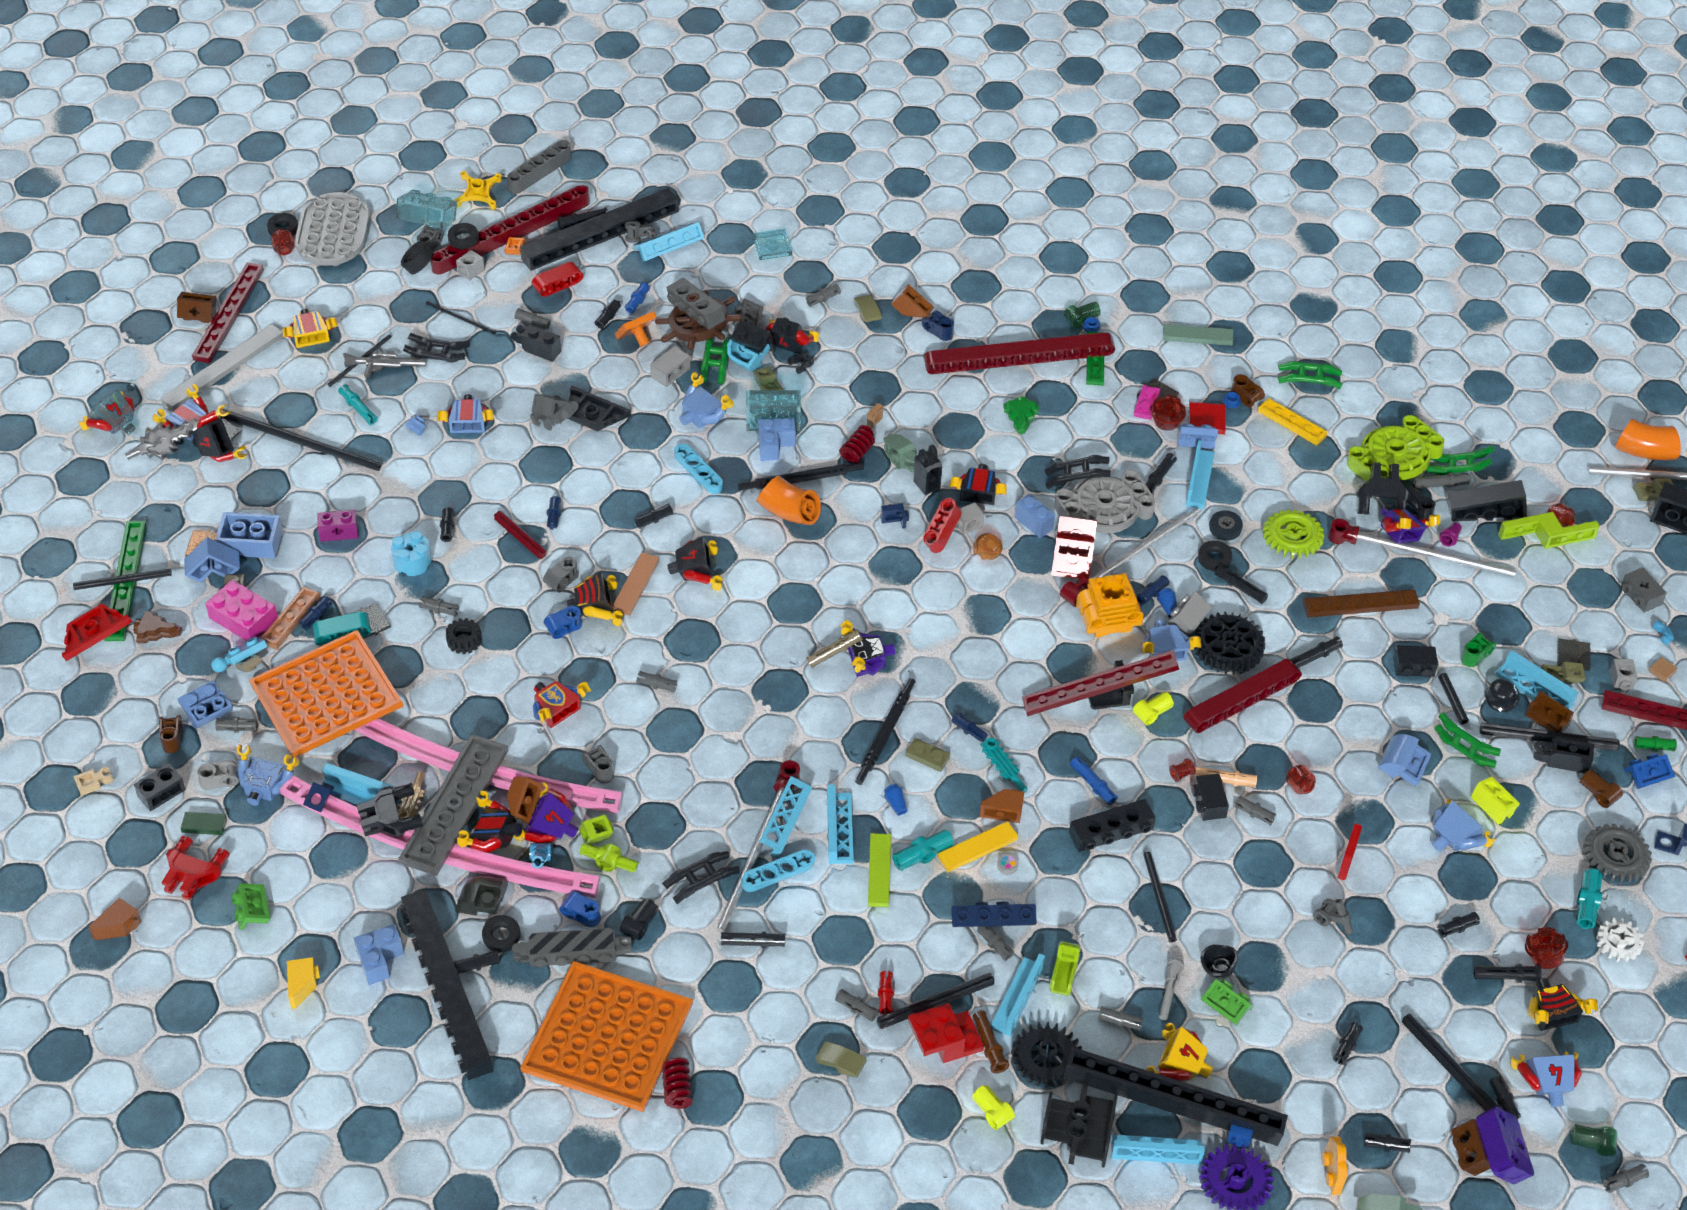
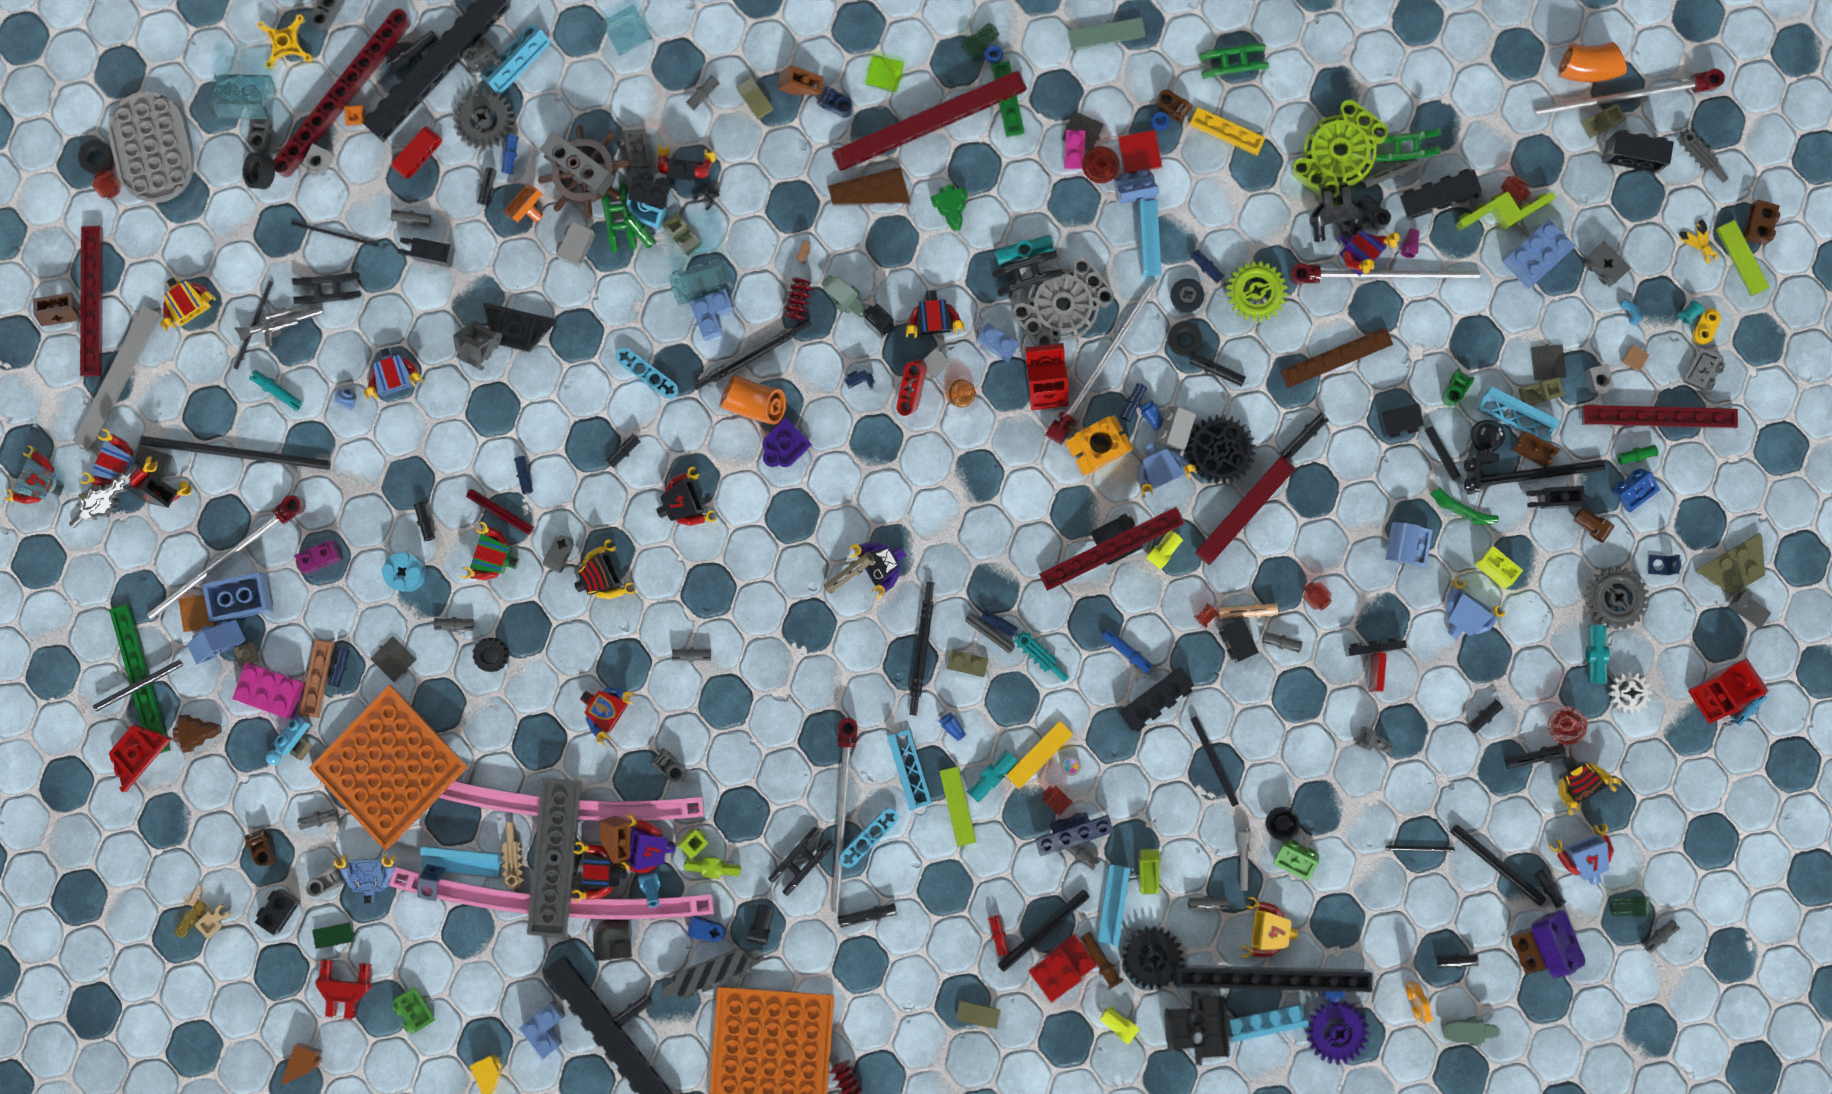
camera: 10 degrees left, 35 degrees up
(67, 776) = (190, 918): none -> clear yellow pin
(205, 704) = (281, 811): medium blue brick -> none
(330, 486) = (281, 513): none -> flat silver piece
(336, 627) = (372, 682): teal beam -> none
(381, 812) = (498, 889): black connector -> none
(463, 228) = (289, 120): black tyre -> none
(496, 922) = (655, 973): black tyre -> none
(497, 561) = (490, 556): none -> torso
(562, 622) = (578, 614): blue piece -> none
(625, 267) = (493, 104): none -> dark grey gear
(635, 583) = (633, 539): nougat tile -> none
(701, 406) = (625, 292): medium blue torso -> none
(731, 366) = (639, 230): none -> green pin
(790, 821) = (863, 780): medium azure fence -> none
(807, 546) = (784, 445): none -> dark purple plate
(856, 1005) = (976, 955): dark grey pin -> none
(958, 735) = (990, 633): none -> dark grey axle
(959, 390) = (878, 188): none -> reddish brown wing
(984, 885) = (1056, 799): none -> clear red brick
(989, 319) = (884, 73): none -> clear neon green piece
(1003, 806) = (1054, 704): dark orange slope -> none
(1076, 453) = (1011, 253): none -> teal piece
(1156, 478) = (1105, 254): black pin -> none
(1250, 508) = (1207, 266): none -> dark blue pin
(1340, 836) = (1375, 646): none -> black plate
(1347, 1043) = (1408, 871): black pin -> none
(1367, 1029) = (1420, 848): none -> black axle
(1491, 706) = (1472, 466): none -> black bracket
(1576, 566) = (1538, 253): none -> medium blue brick

